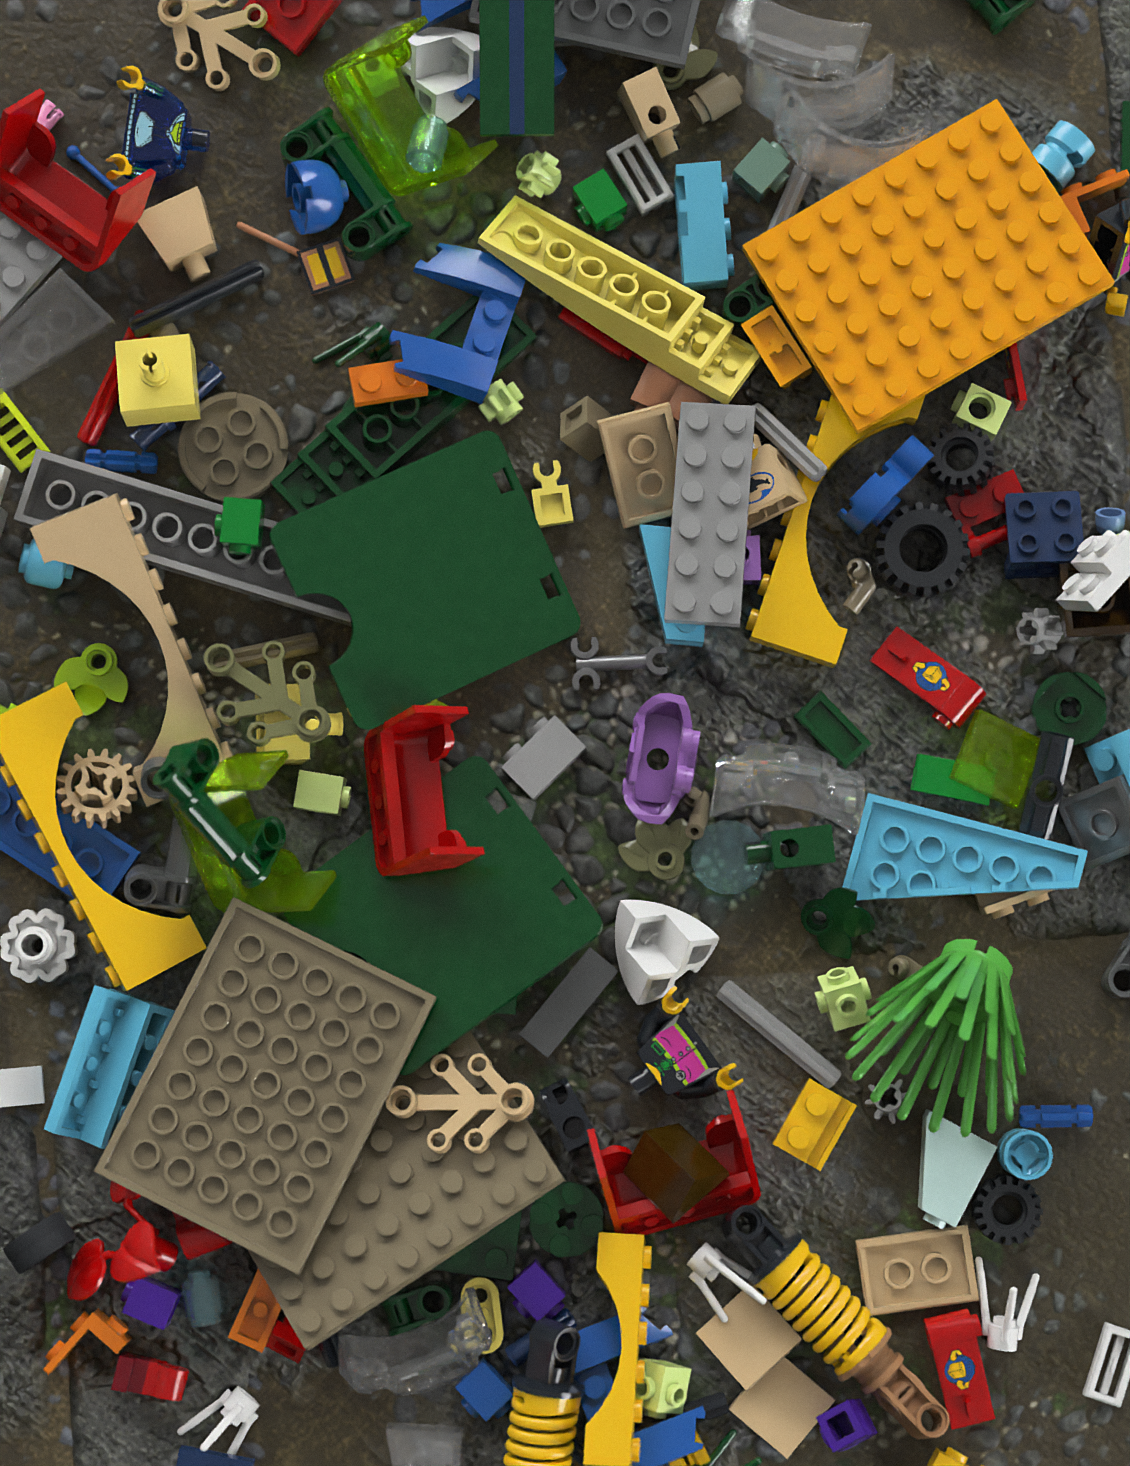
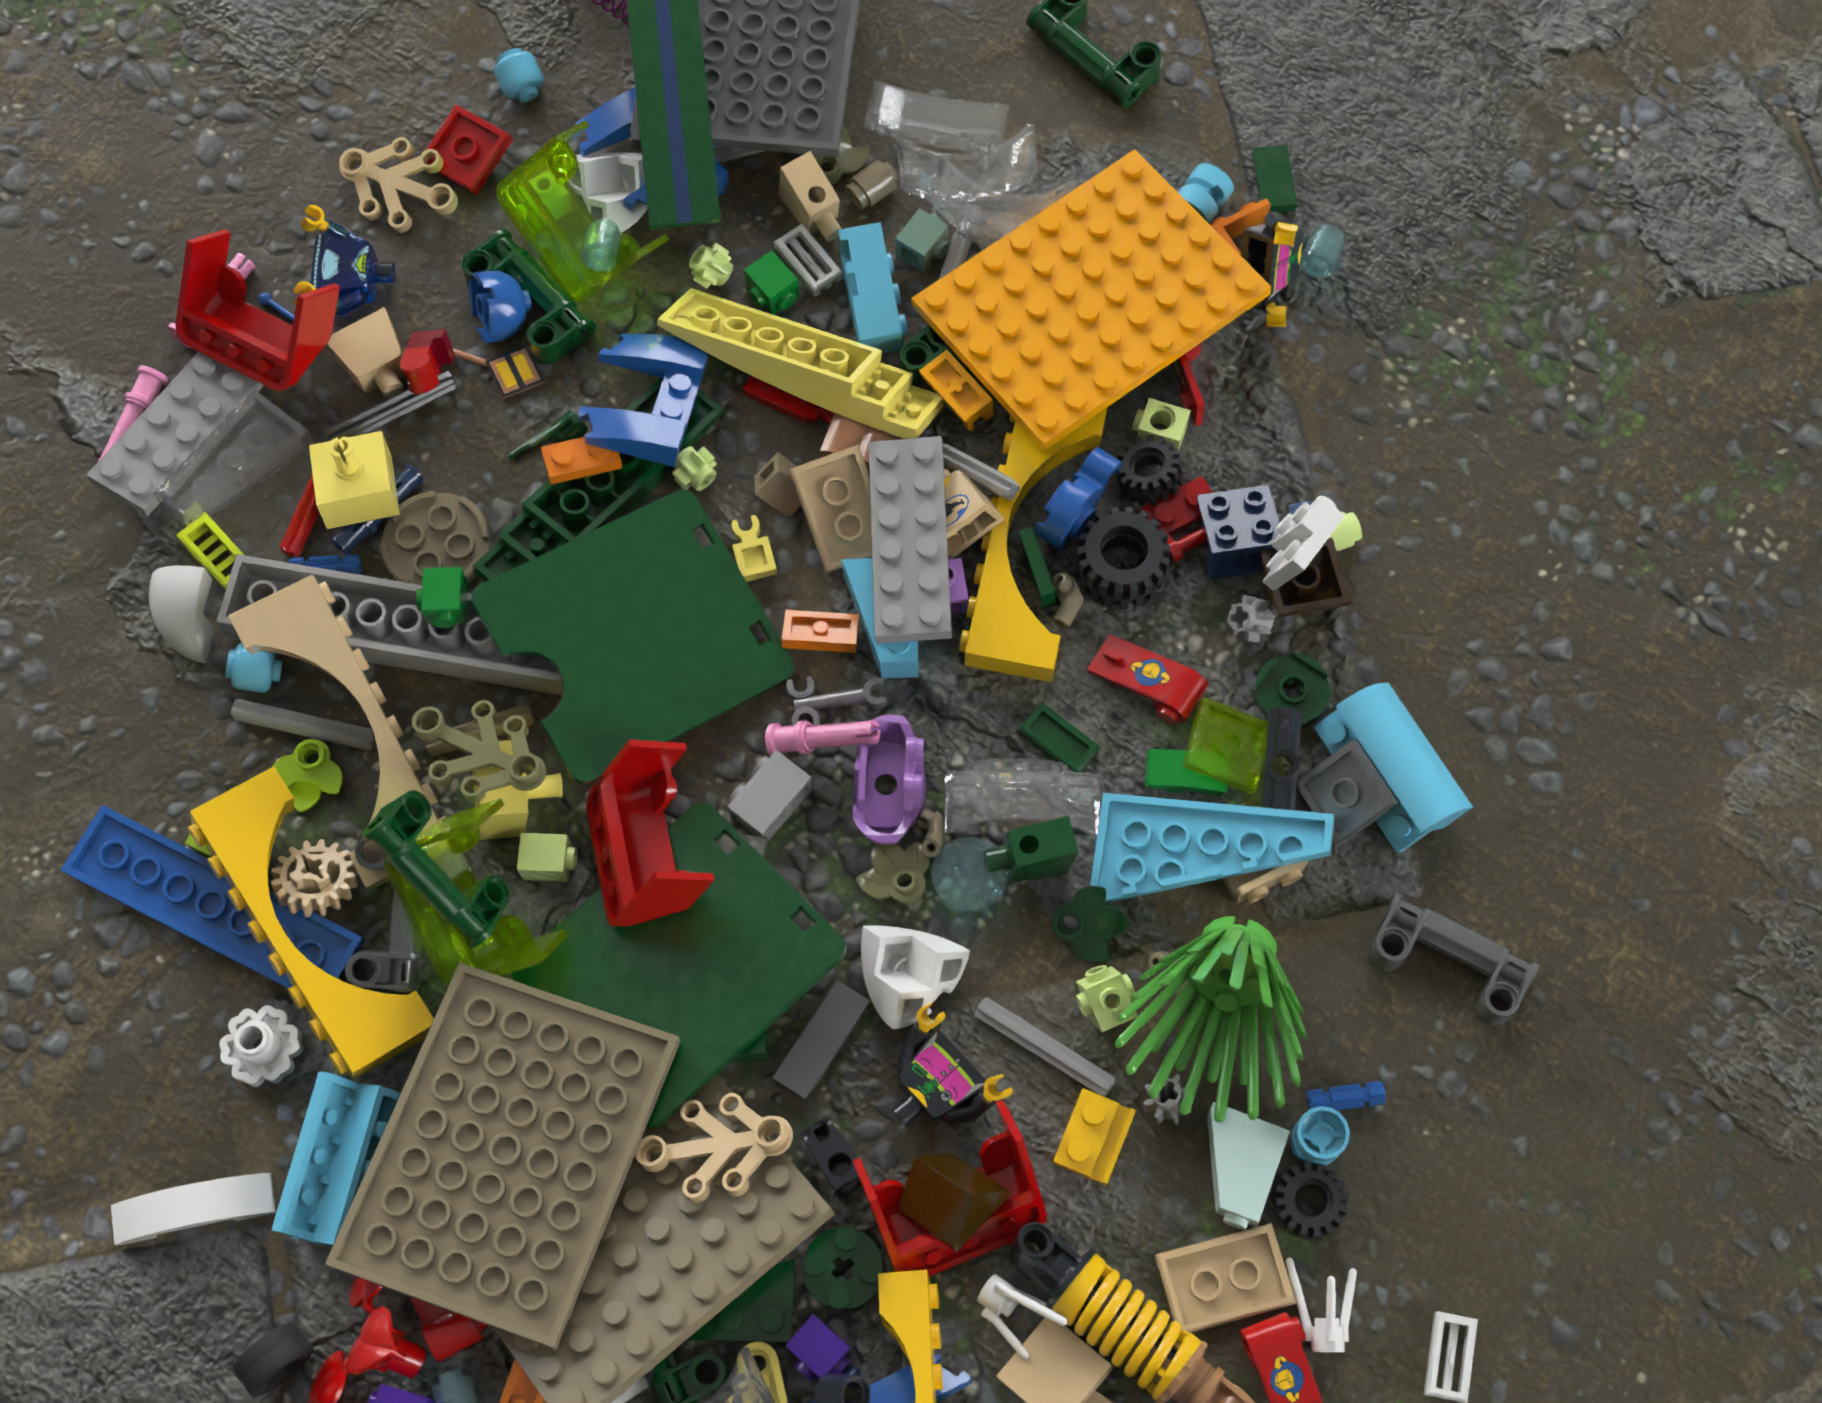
camera: 10 degrees left, 15 degrees down
(92, 626) = (303, 724): none -> light grey axle
(234, 248) = (424, 359): none -> leg
(586, 704) = (806, 737): none -> bright pink pin
(610, 591) = (820, 631): none -> orange plate
(834, 550) = (1037, 567): none -> dark green tile

